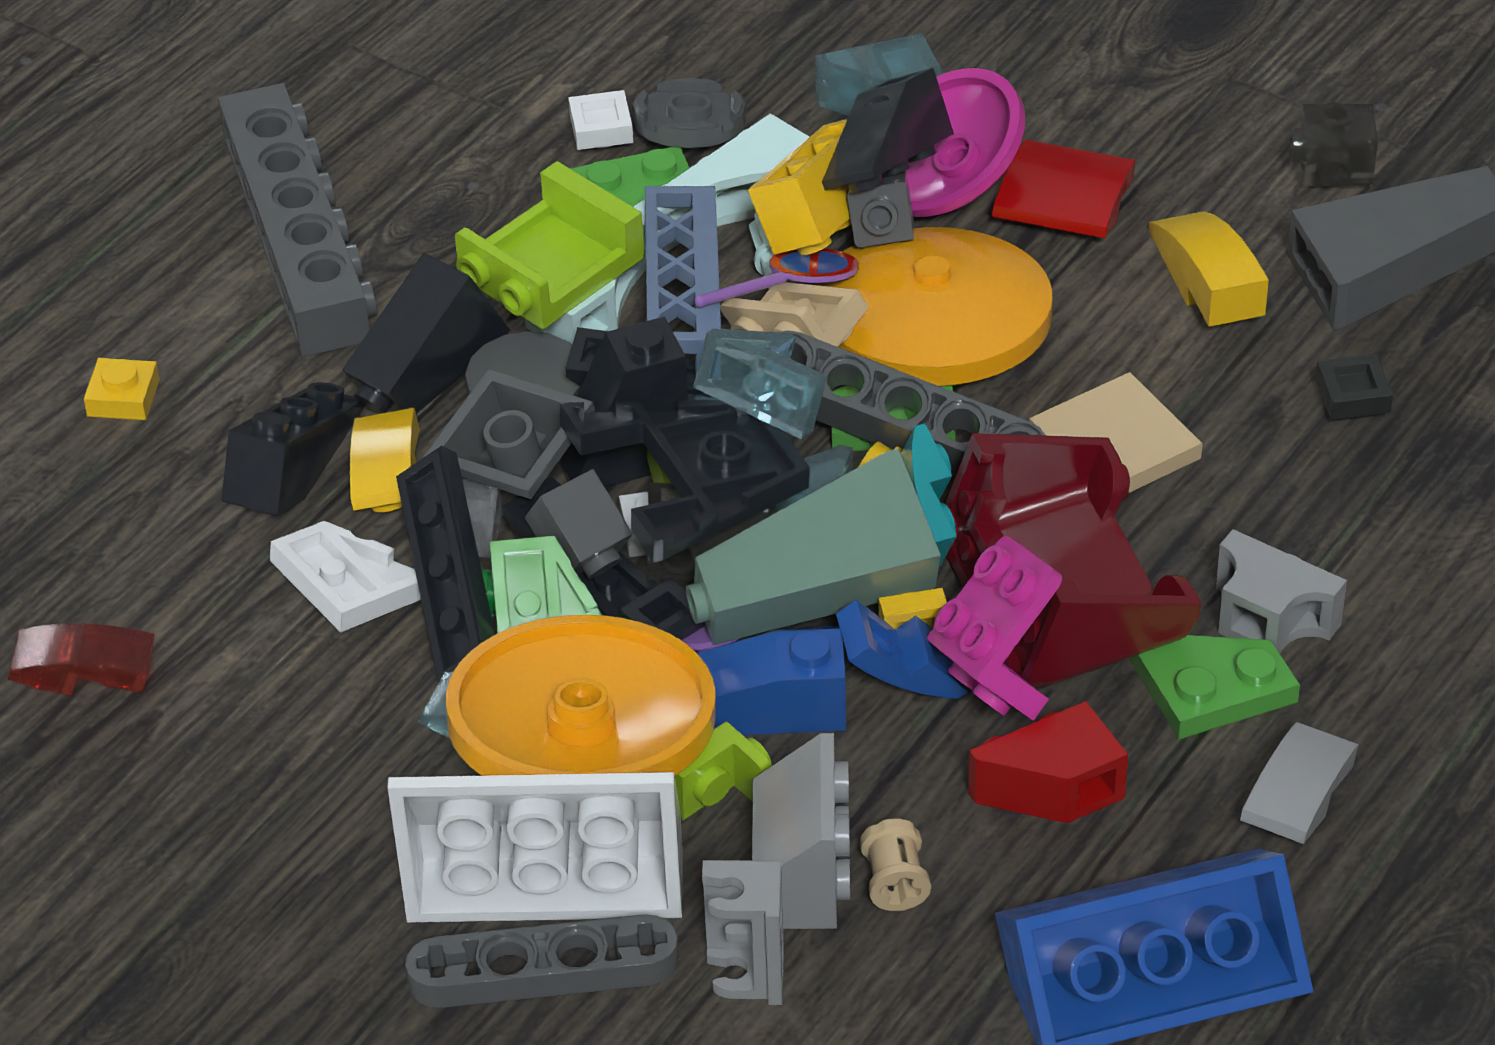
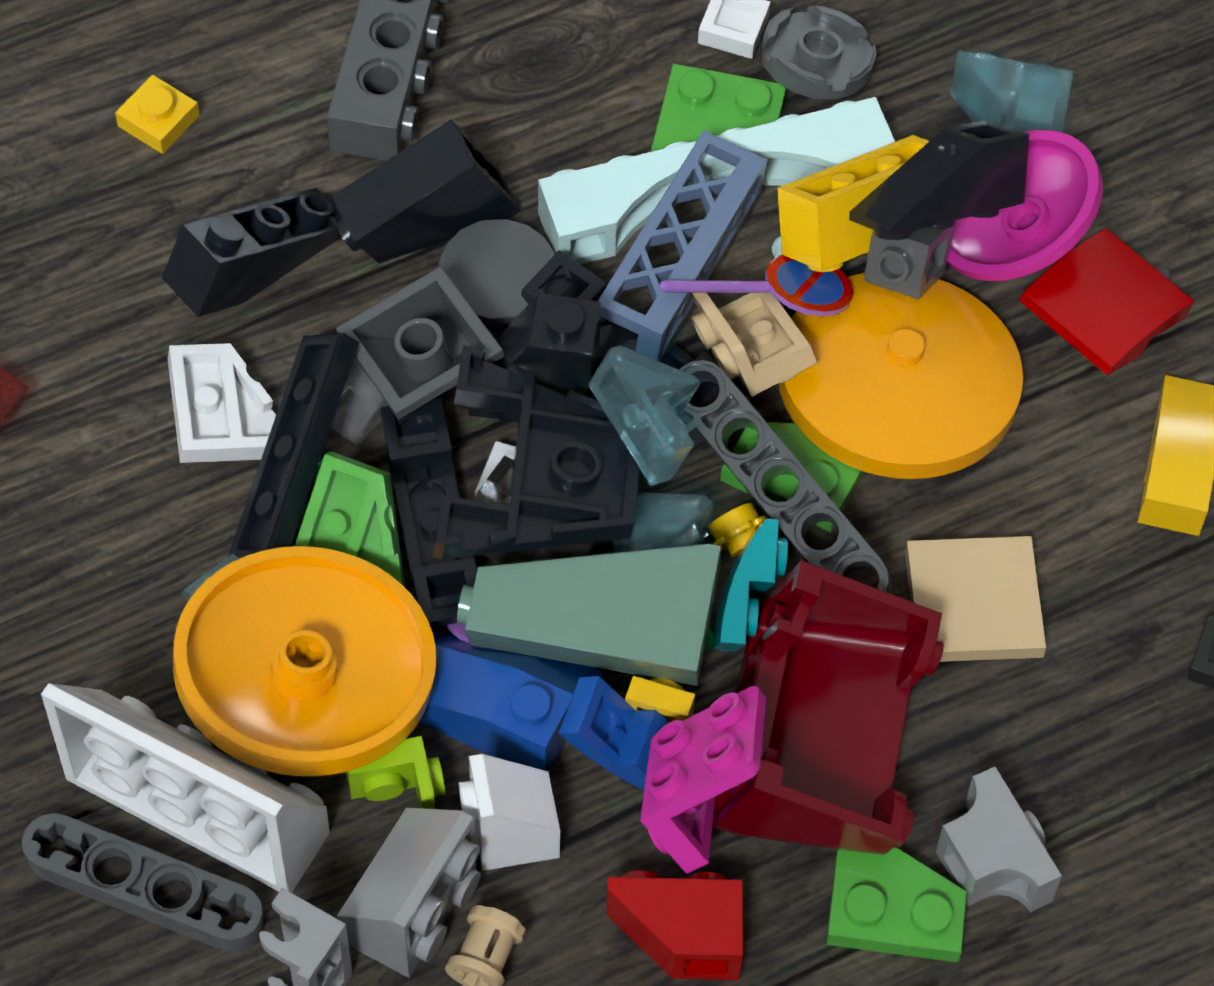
camera: 25 degrees right, 15 degrees up
(379, 452) = (320, 297): yellow slope -> none
(555, 249) = (576, 164): lime panel -> none
(583, 523) = (422, 470): dark grey brick -> none
(859, 738) = (511, 812): none -> white slope

